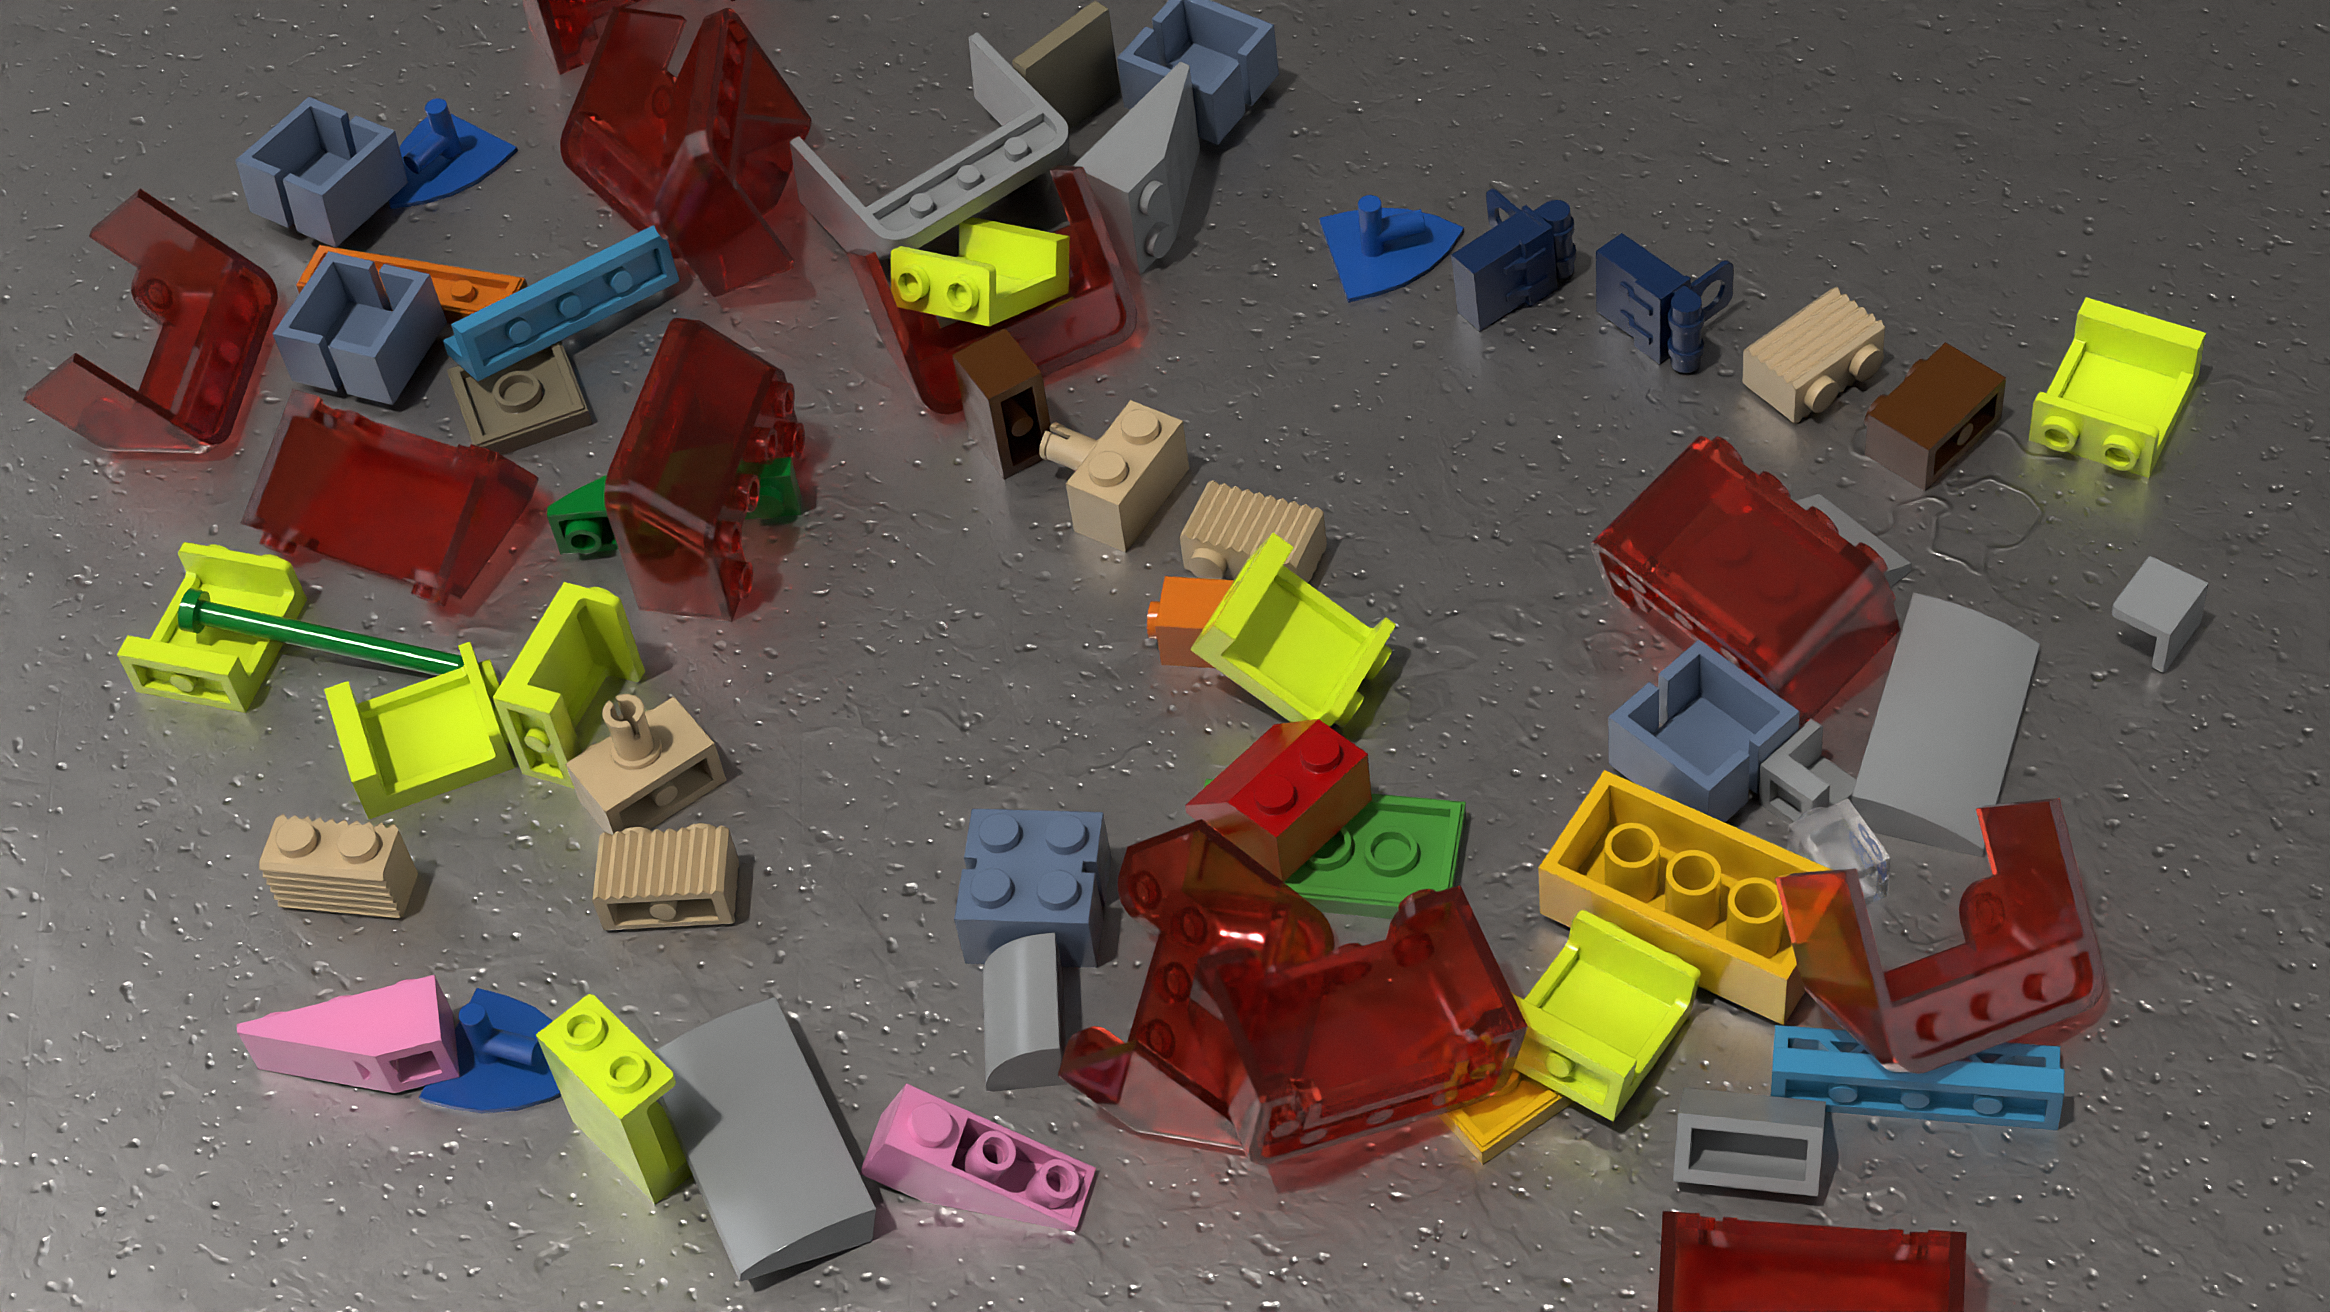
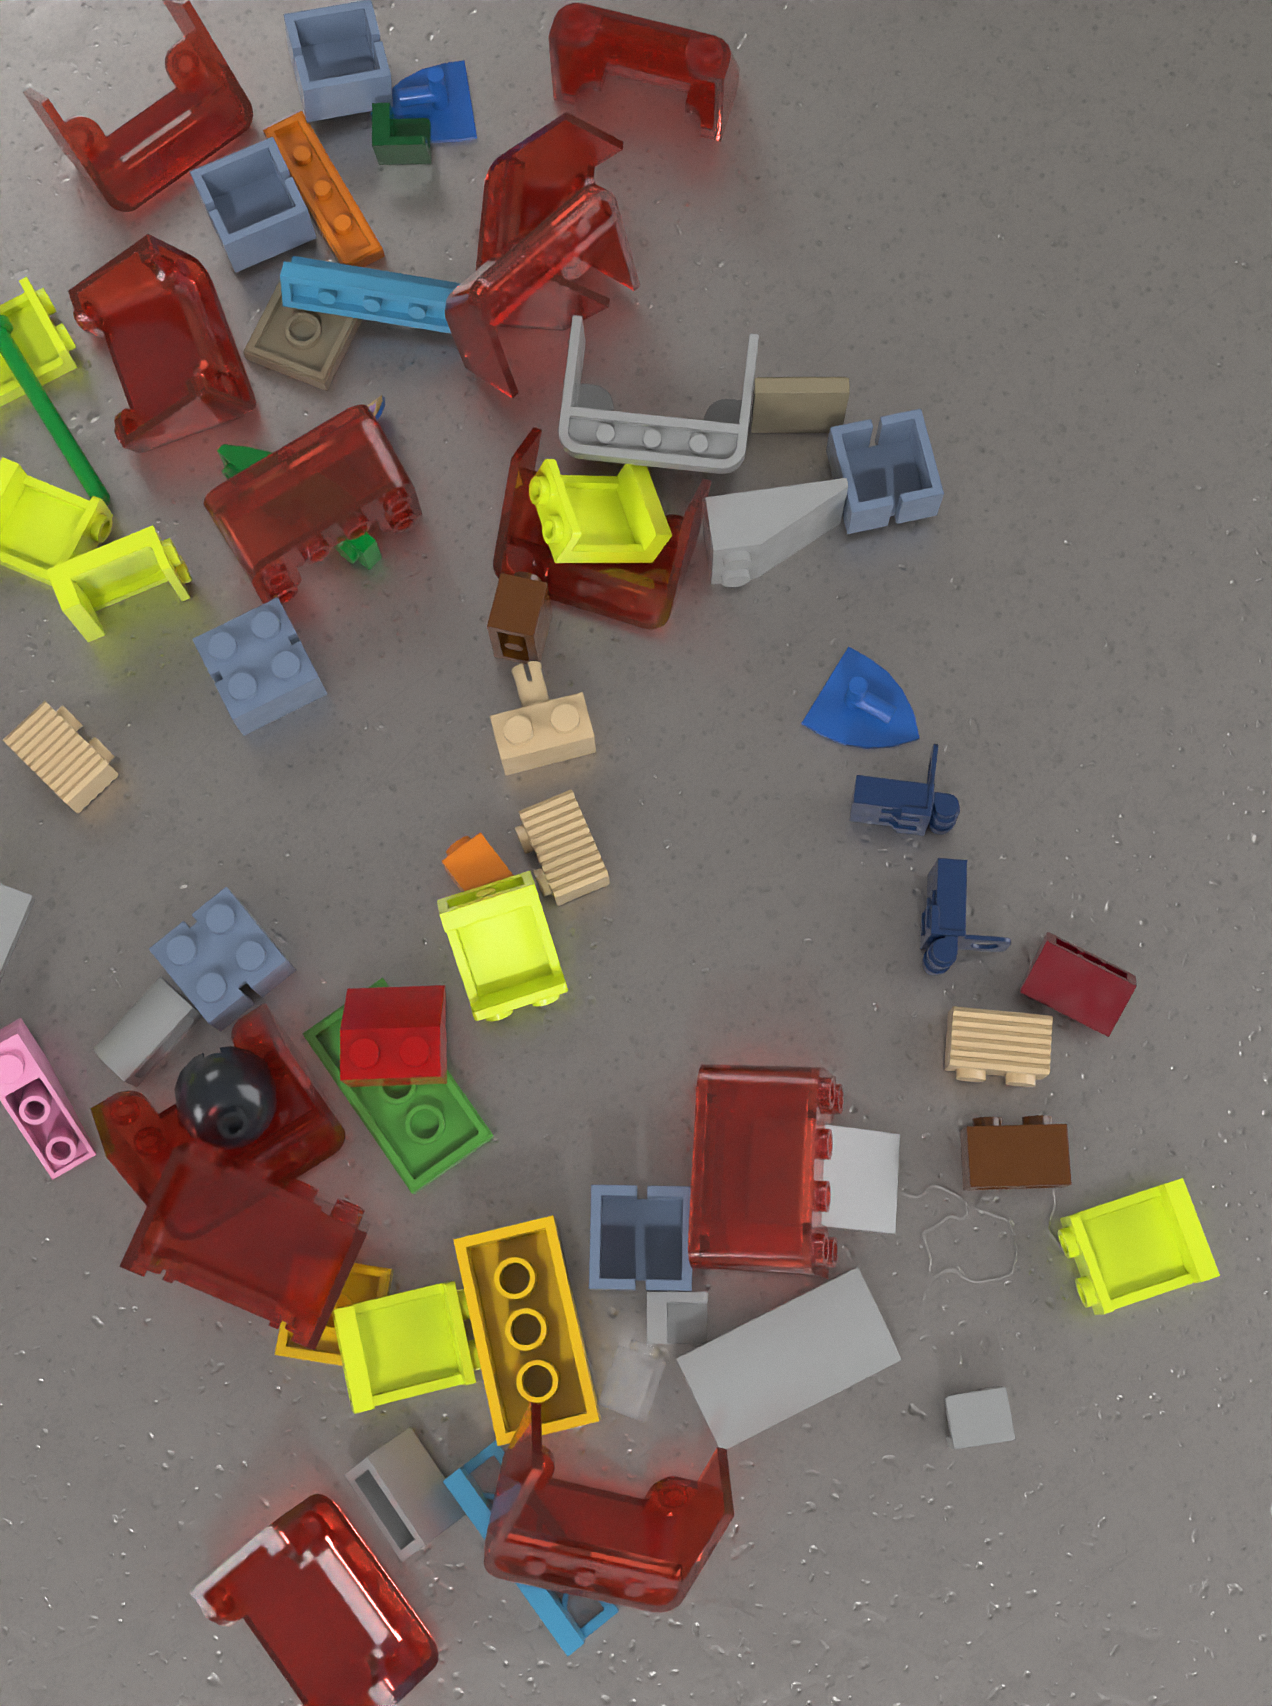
camera: 40 degrees right, 25 degrees up
(449, 195) = (399, 139): none -> dark green panel
(646, 767) = (116, 673): tan brick -> none
(800, 634) = (259, 666): none -> sand blue piece
(1158, 959) = (226, 1097): none -> black cylinder
(1821, 257) = (1078, 984): none -> dark red brick

